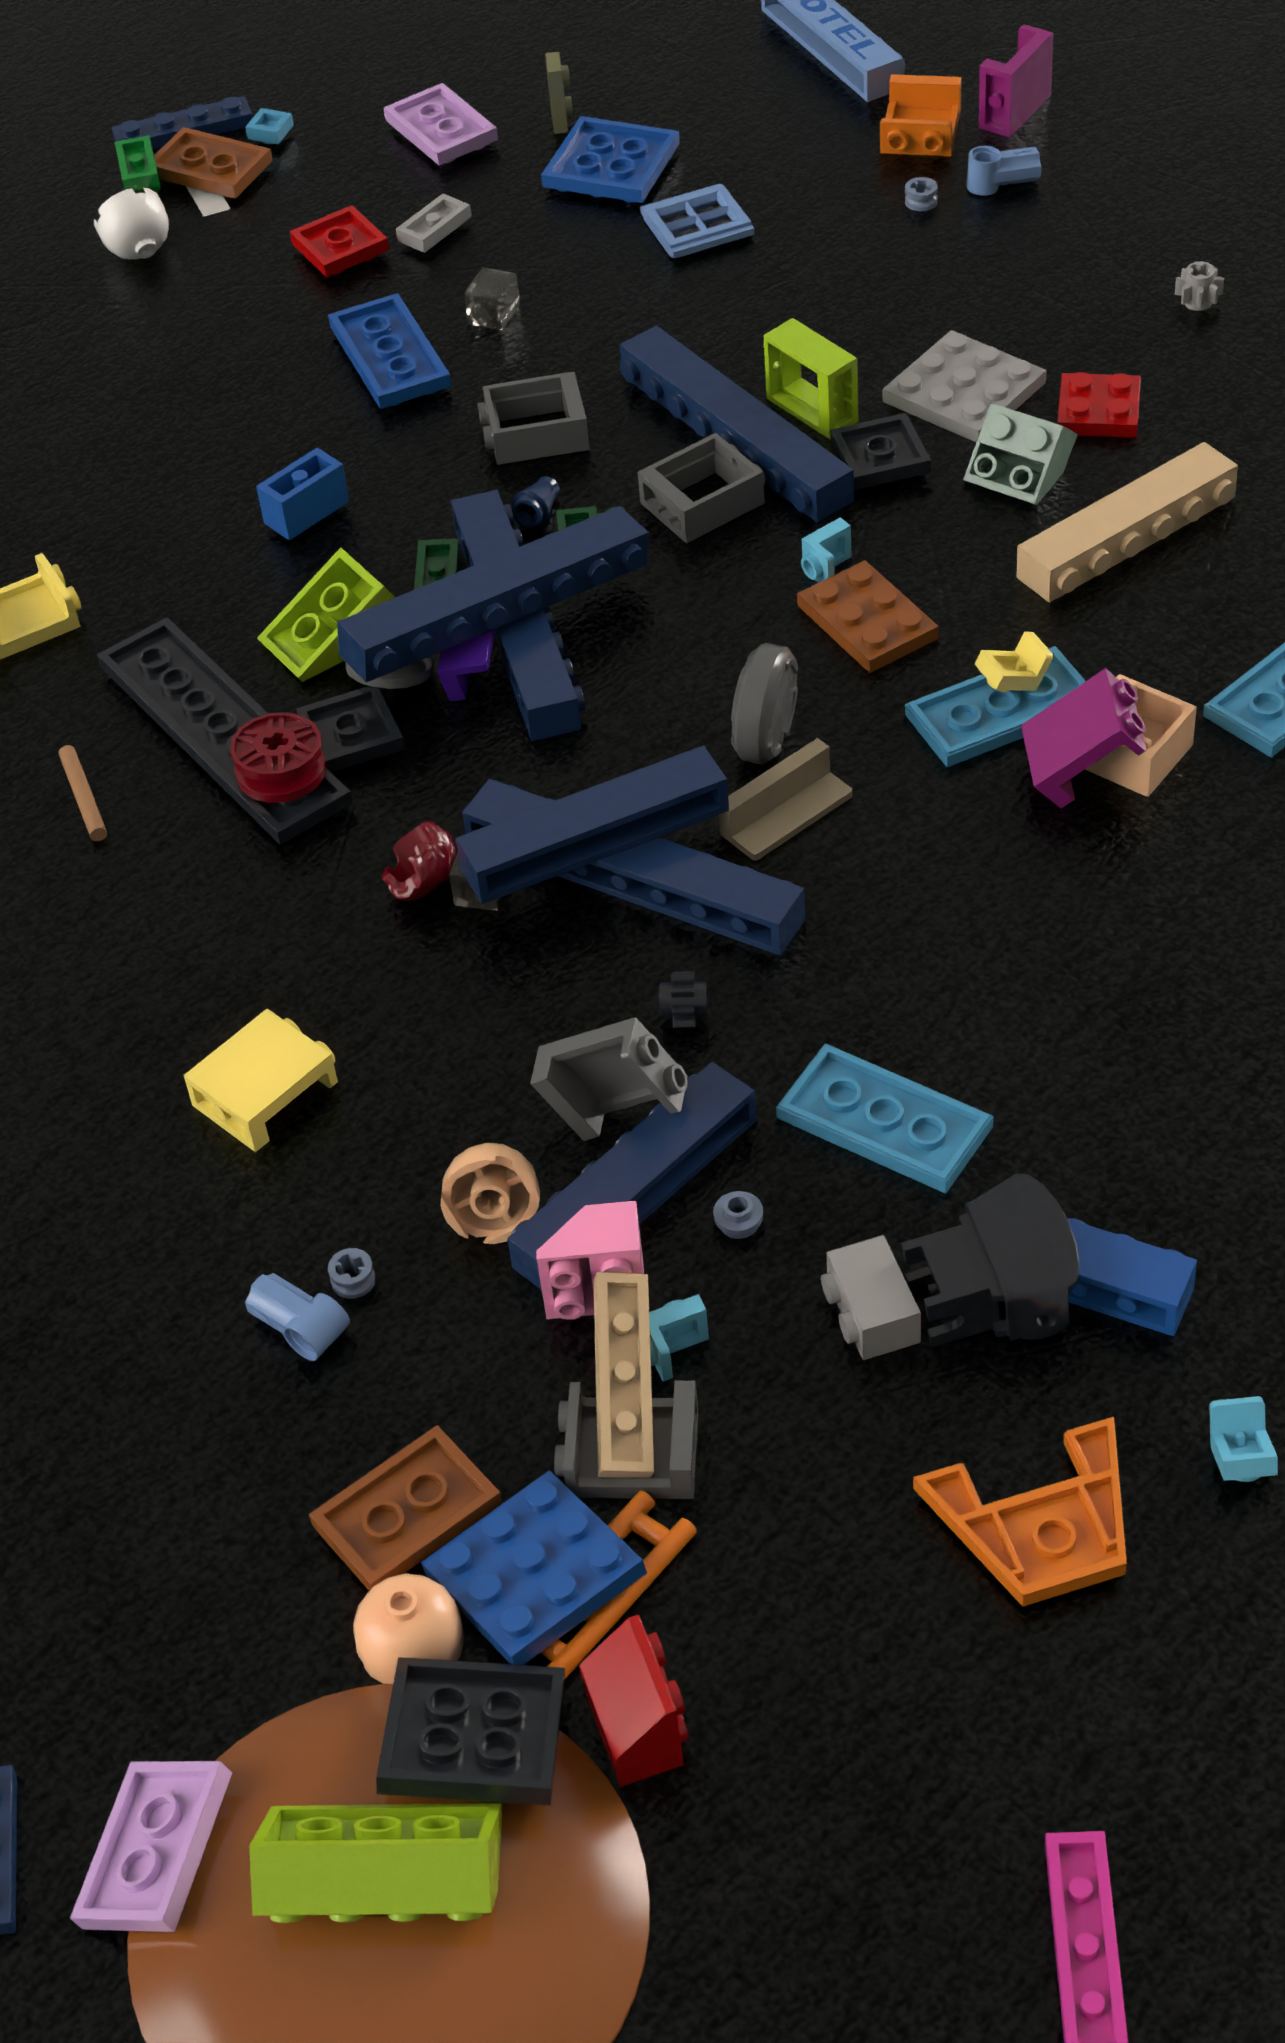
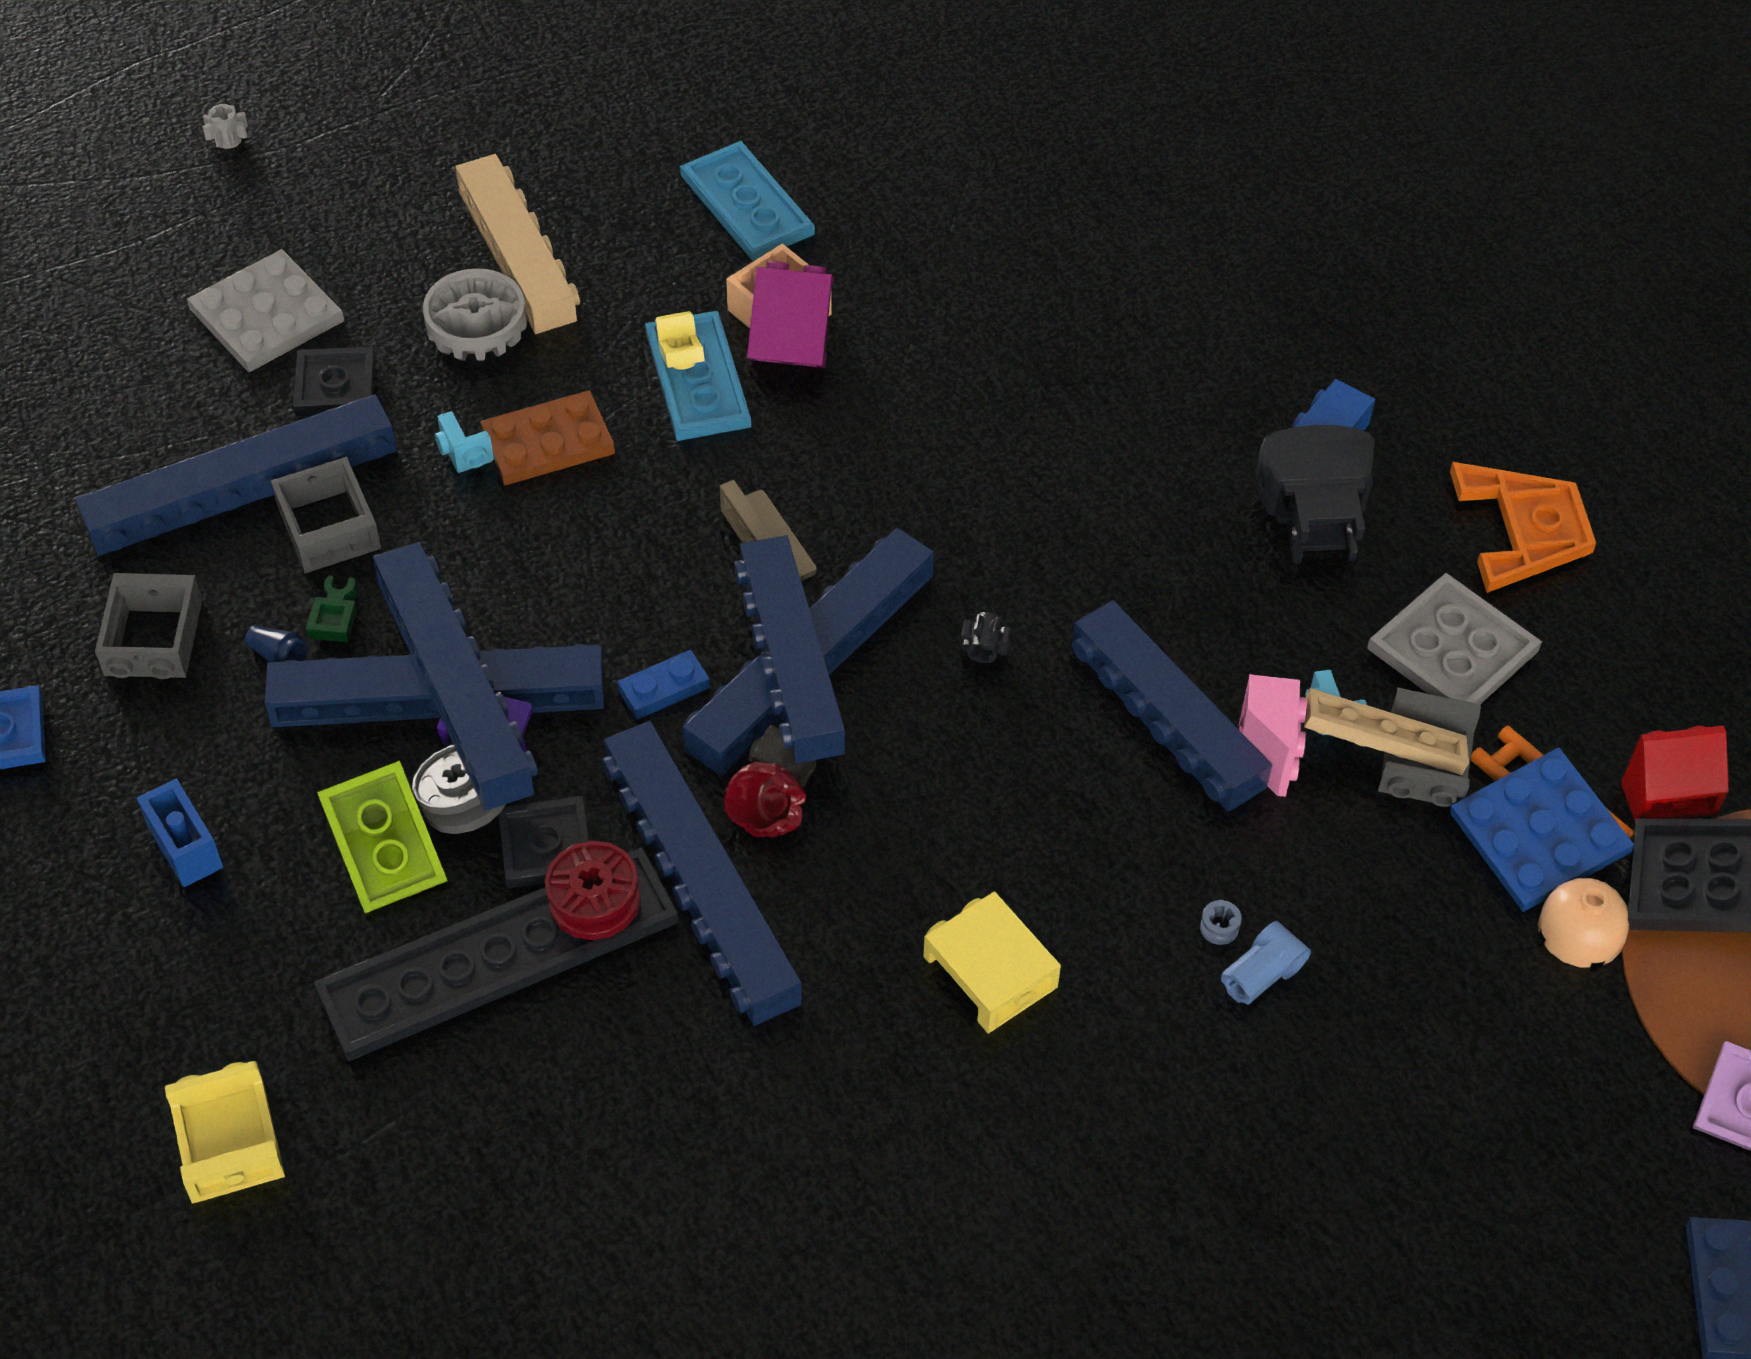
camera: 85 degrees left, 5 degrees up
(82, 793) = (537, 1092): medium nougat bar -> none
(331, 842) = (702, 874): none -> dark blue brick
(405, 1508) = (1473, 909): dark orange plate -> none
(436, 560) = (344, 741): dark green plate -> none
(489, 1192) = (1167, 798): light nougat cylinder -> none
(562, 767) = (663, 684): none -> blue plate
(606, 1073) = (1073, 712): dark grey panel -> none
(738, 1224) = (1211, 655): sand blue plate -> none
(764, 703) = (667, 510): dark grey piece -> none
(806, 1454) = (1454, 643): none -> light grey plate
(821, 408) = (233, 418): lime window -> none
(872, 1298) = (1319, 575): light grey brick -> none
(885, 1117) = (1131, 540): dark azure tile -> none
(1004, 502) = (477, 306): none -> light grey gear
(1019, 454) = (390, 288): sand green slope -> none
(1099, 404) = (341, 230): red plate -> none
(1241, 1439) = (1482, 403): medium azure bracket -> none

